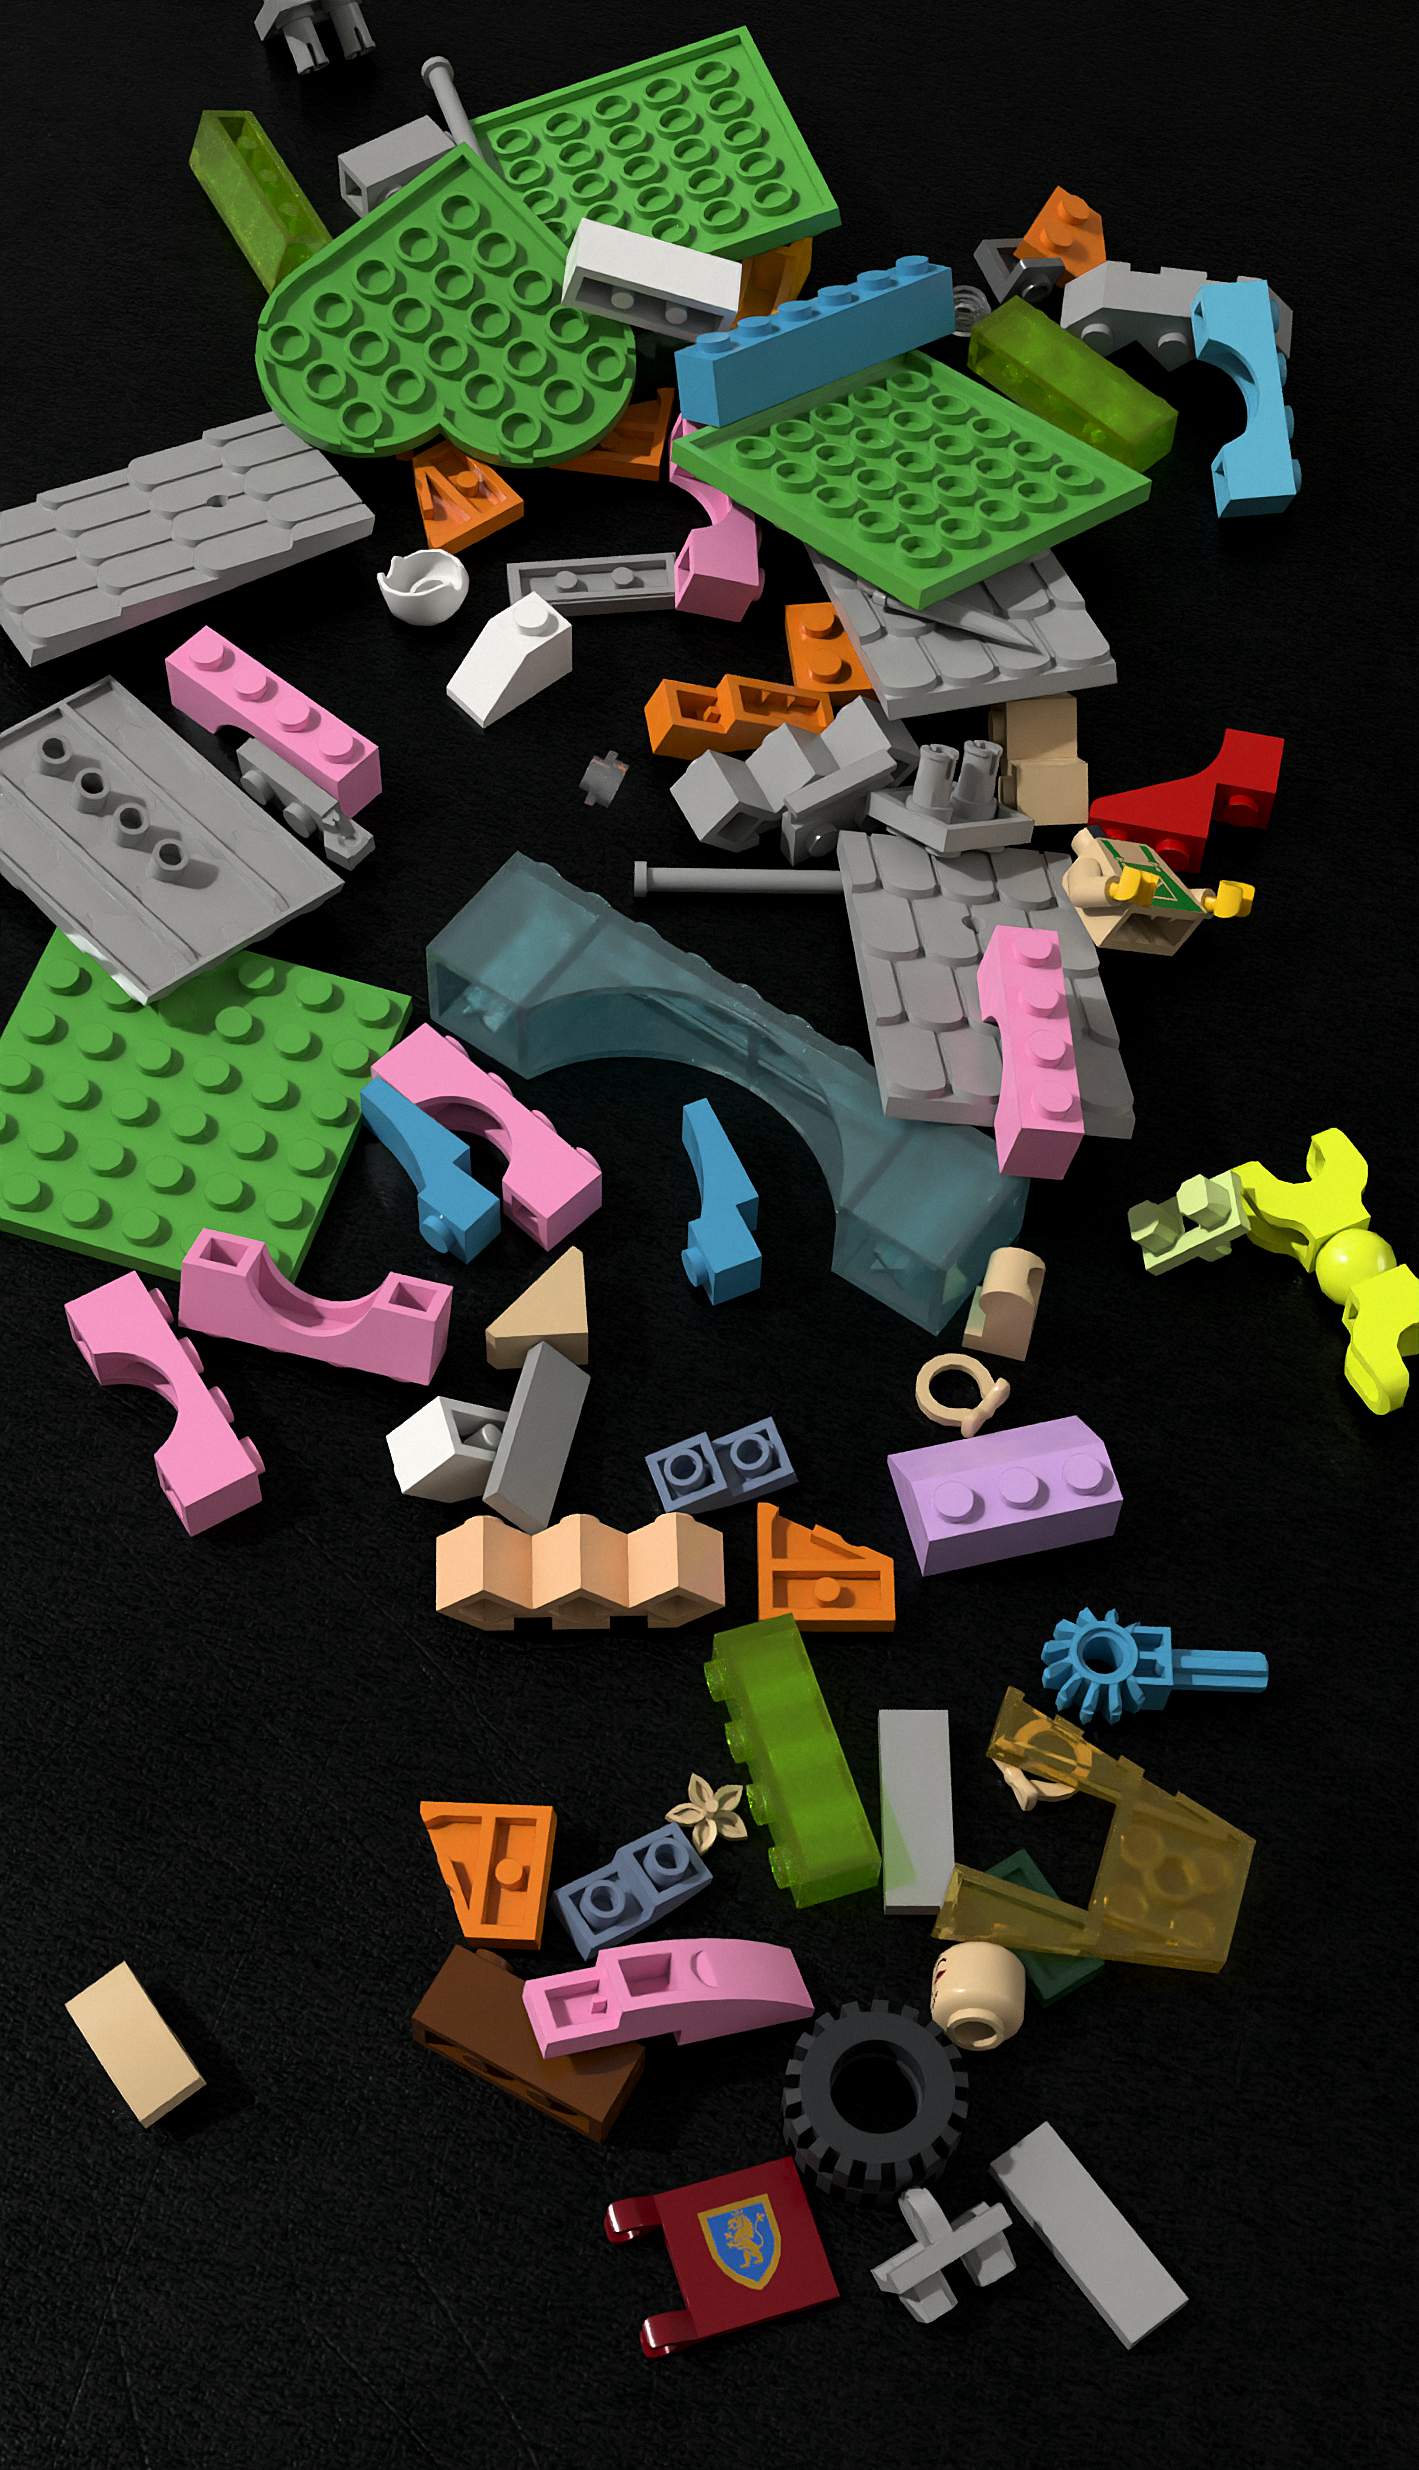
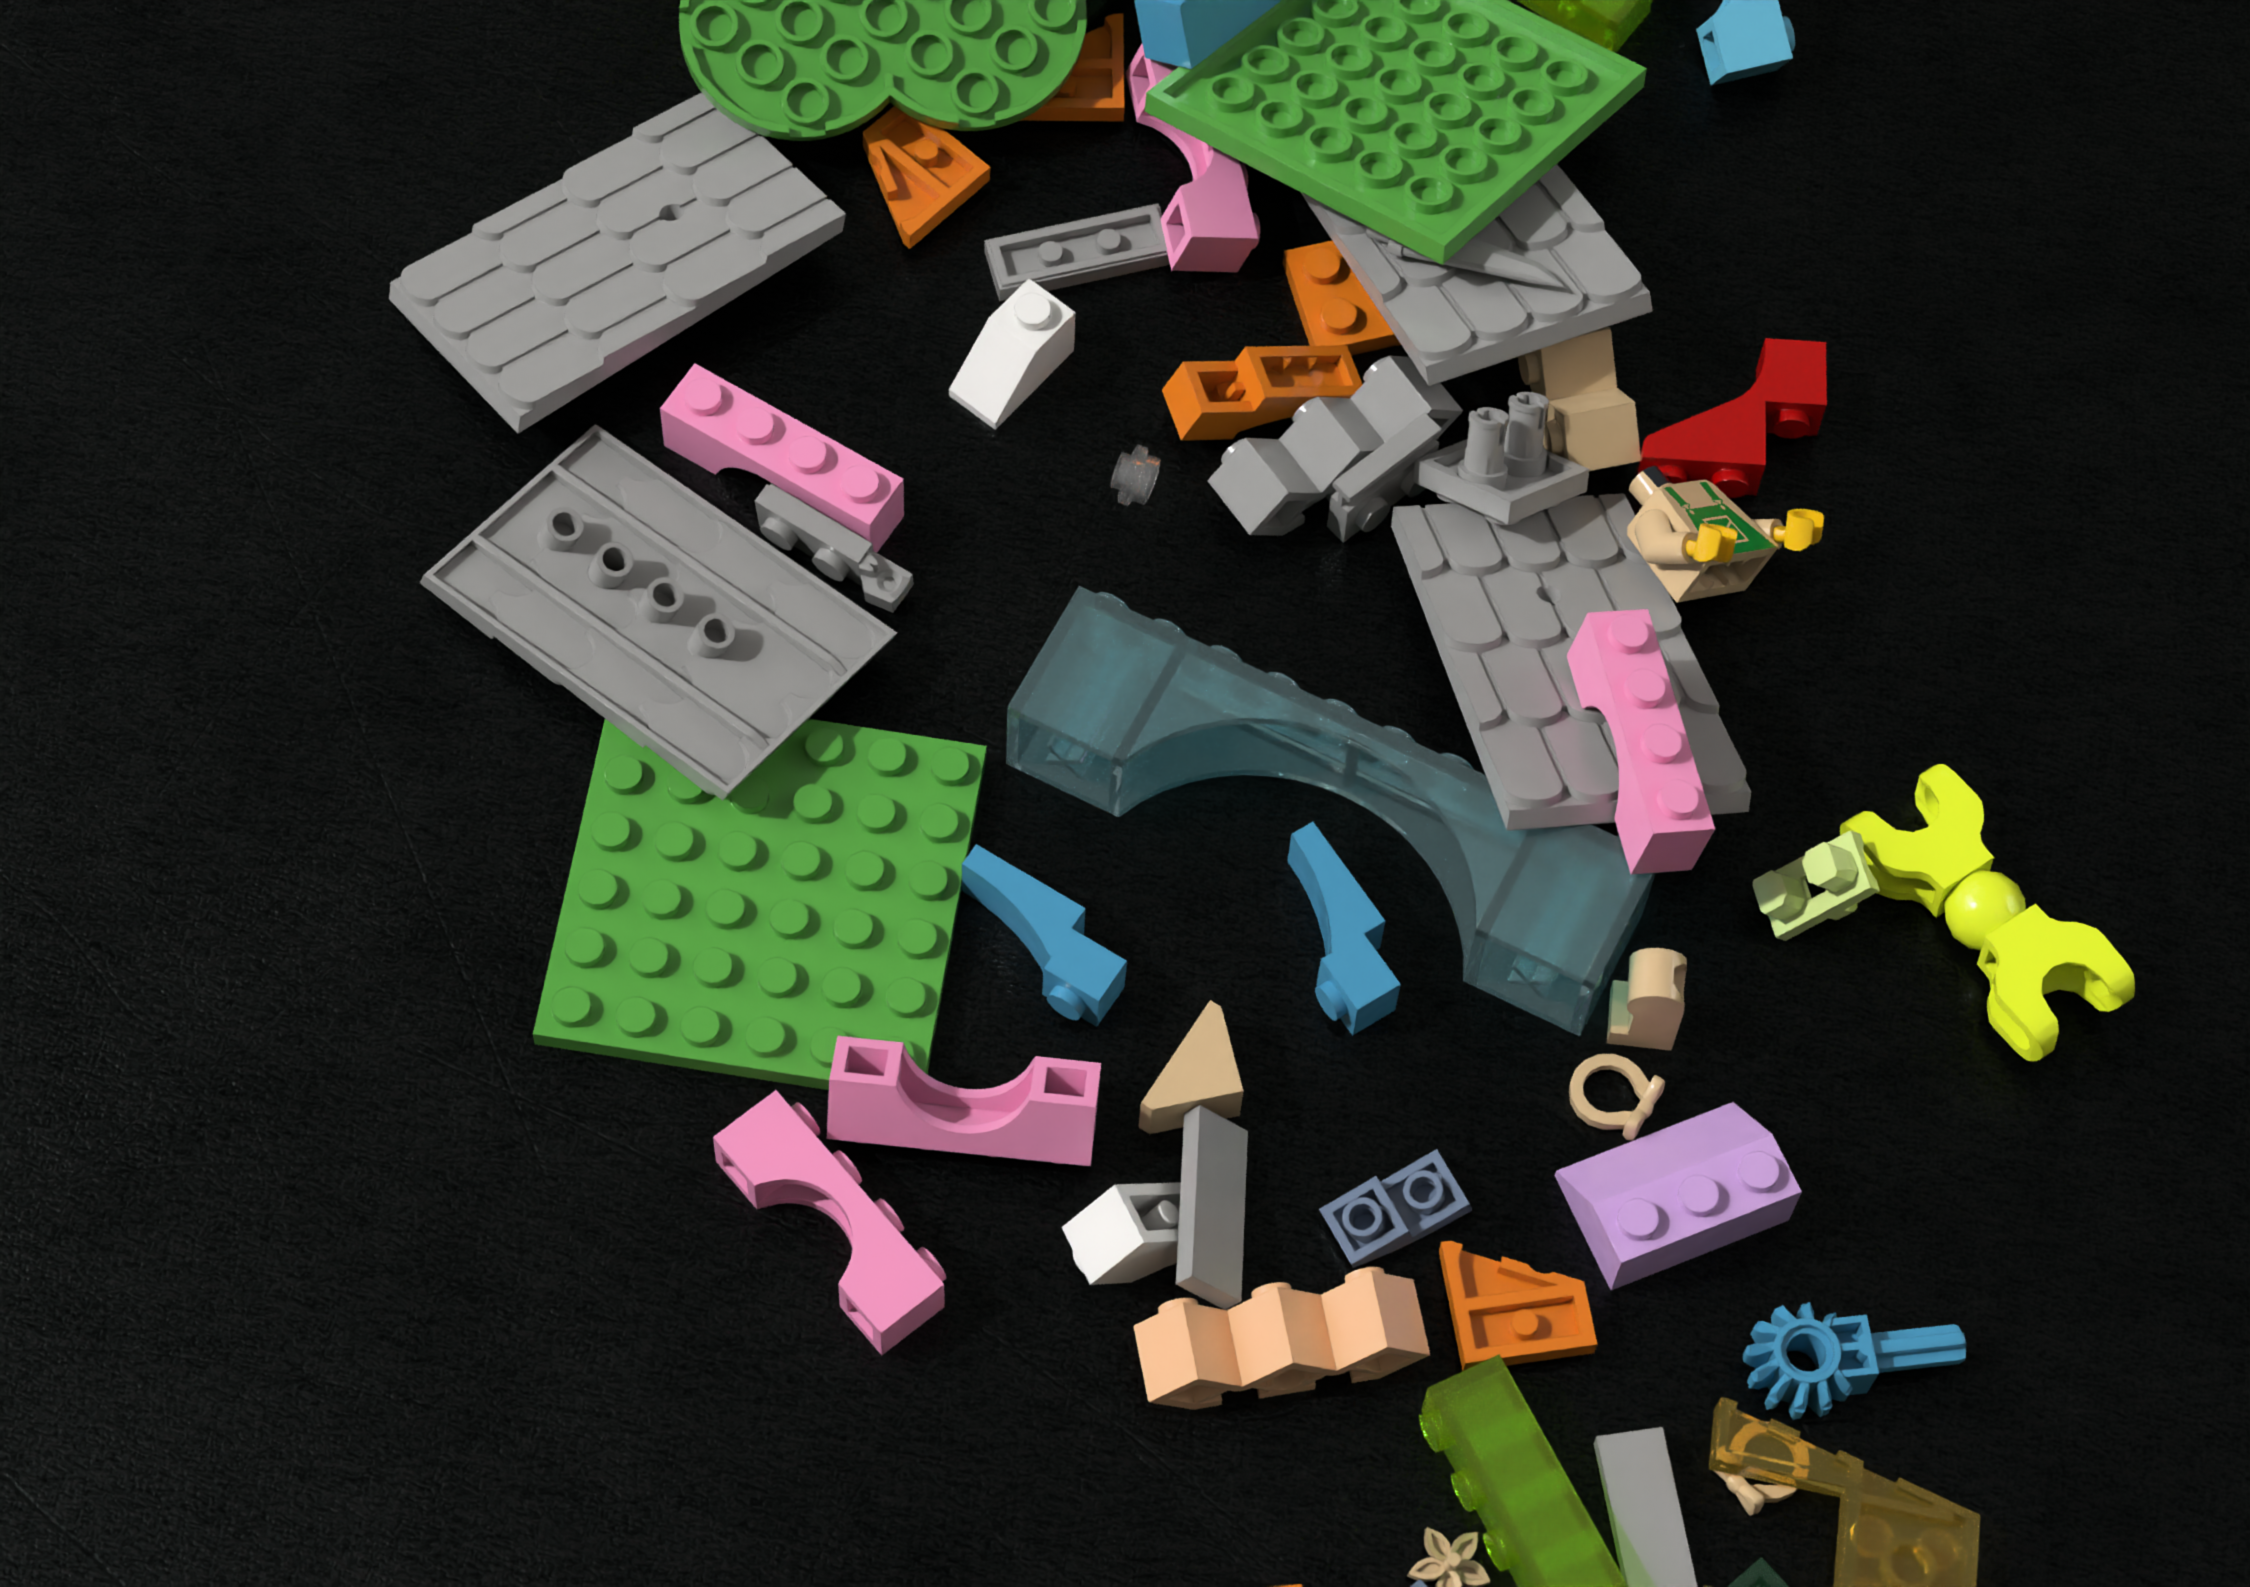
camera: 10 degrees left, 5 degrees up
(424, 586) = (906, 280): white hair -> none
(547, 1182) = (1166, 928): bright pink arch -> none
(735, 880) = (1290, 570): light grey bar -> none

